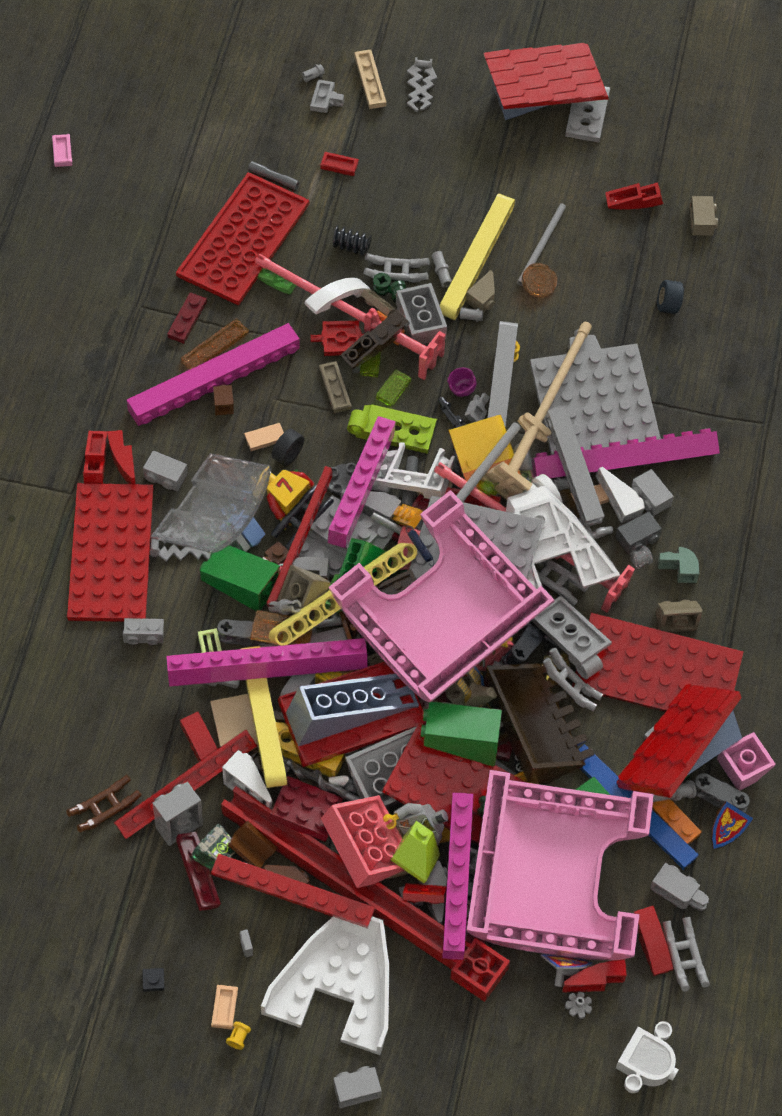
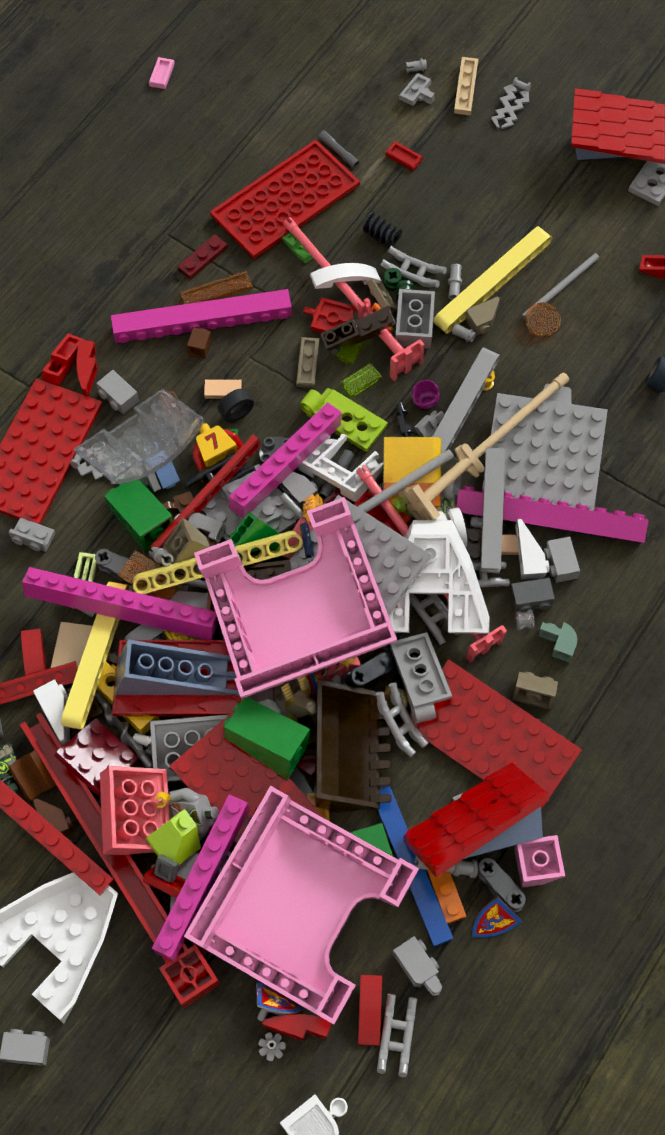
camera: 25 degrees right, 5 degrees up
(421, 880) = (166, 868): none -> dark grey tile

